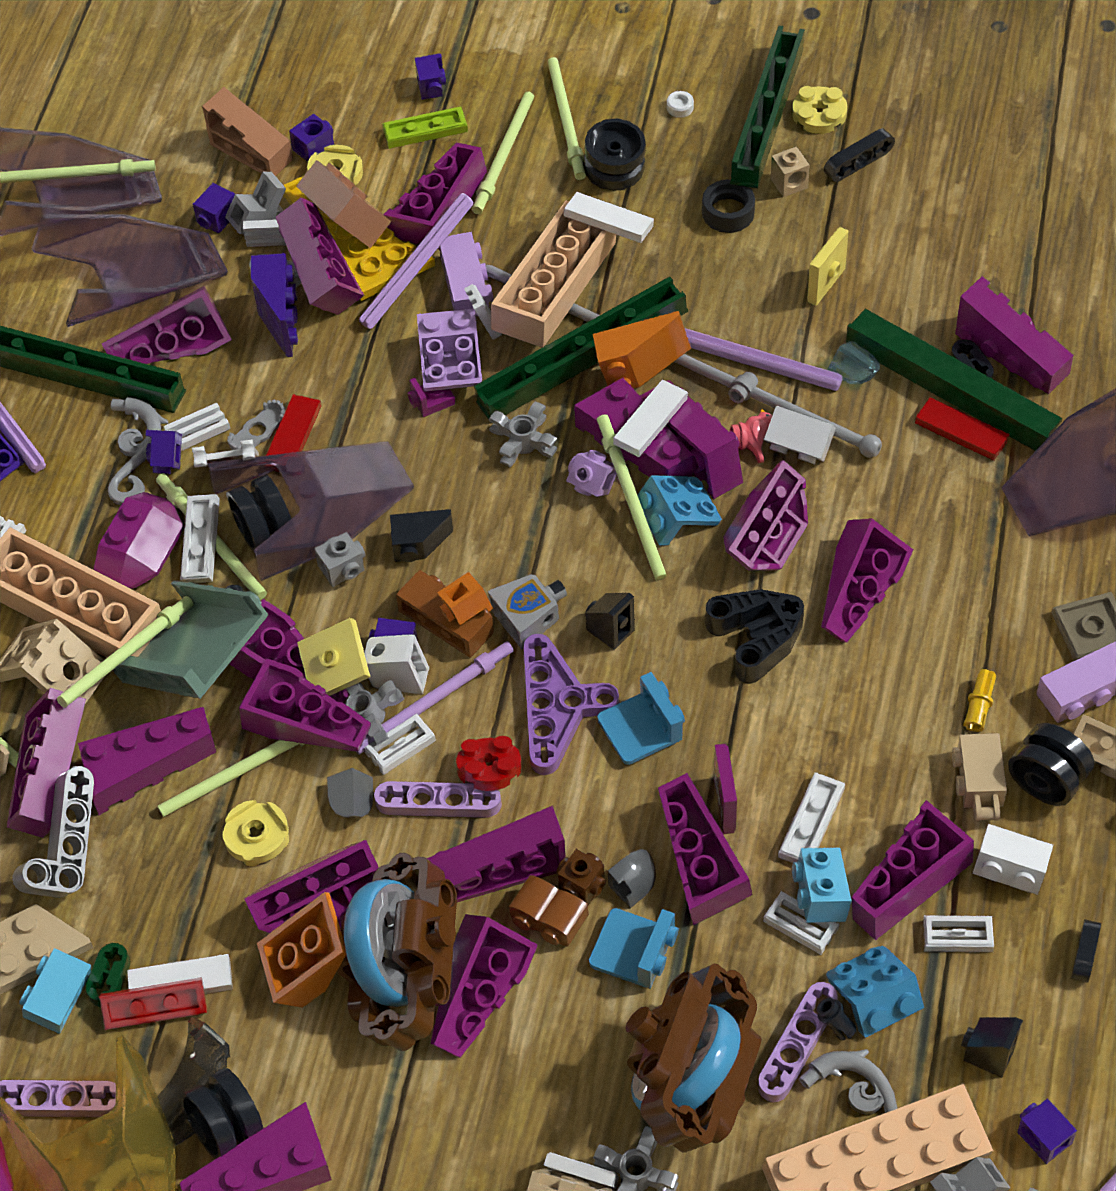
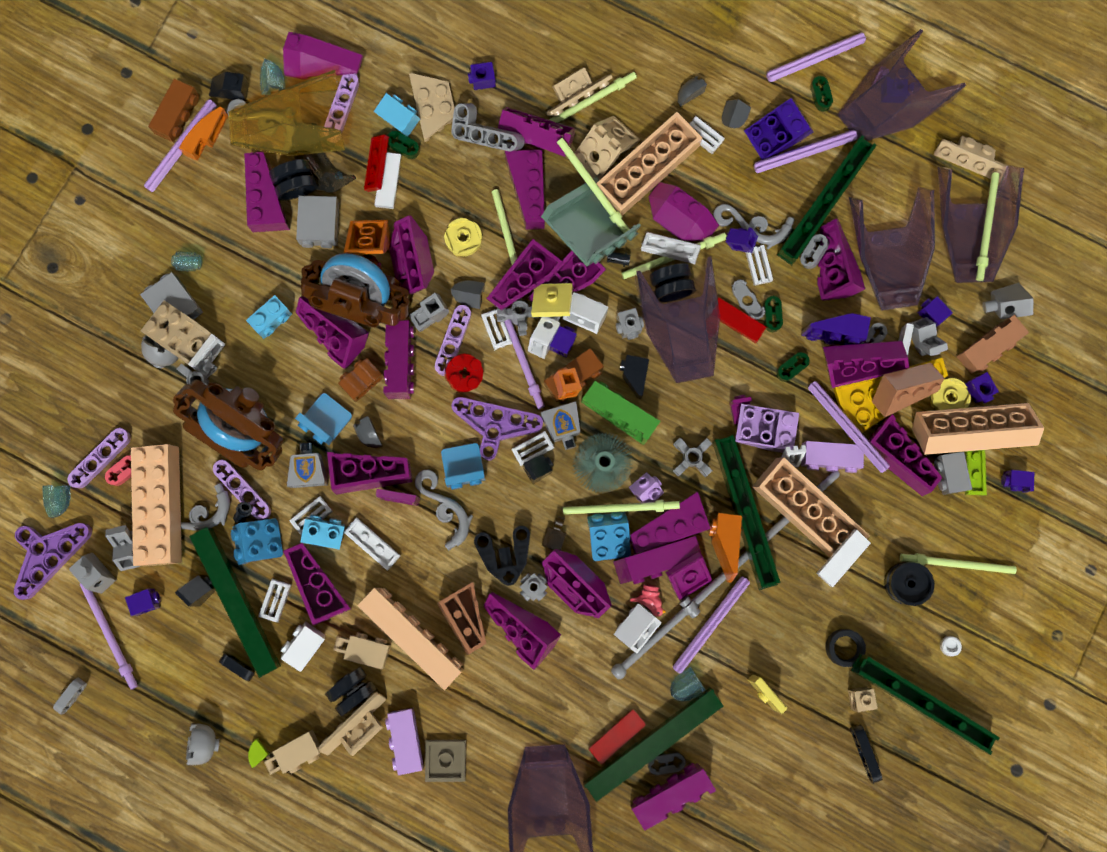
camera: 95 degrees right, 25 degrees up
(161, 355) = (810, 249): none -> light grey beam
(179, 125) = (1009, 302): none -> light grey torso
(246, 453) = (723, 272): white flag -> none
(270, 390) = (778, 316): none -> dark green beam
(286, 1063) = (317, 221): none -> light grey brick
(338, 604) = (586, 313): none -> white brick
(347, 348) = (790, 363): none -> dark green beam
(374, 125) = (977, 428): none -> light nougat brick
(396, 831) = (431, 311): none -> light grey brick
(439, 136) = (954, 473): none -> light grey brick
(484, 1086) = (269, 317): none -> medium azure brick
(486, 188) = (905, 491): yellowish green bar -> none
(487, 525) = (620, 412): none -> bright green wedge
(572, 531) = (599, 472): none -> sand green piece
(582, 875) = (377, 407): reddish brown brick -> none
(596, 658) = (532, 440): none -> white tile
(650, 418) = (667, 534): white tile -> none
(701, 391) = (689, 576): none -> magenta tile
(706, 576) = (554, 537): none -> dark brown plate
(727, 735) = (464, 521): none -> light grey plant
(729, 942) = (306, 469): none -> light grey torso
(792, 575) = (527, 581): none -> light grey brick
(829, 99) = (930, 742): light yellow plate -> none
(876, 651) = (464, 618): none -> nougat wedge
(933, 708) = (410, 637): none -> light nougat brick
(980, 701) = (414, 670): yellow axle -> none
(984, 986) = (235, 601): none -> dark green tile

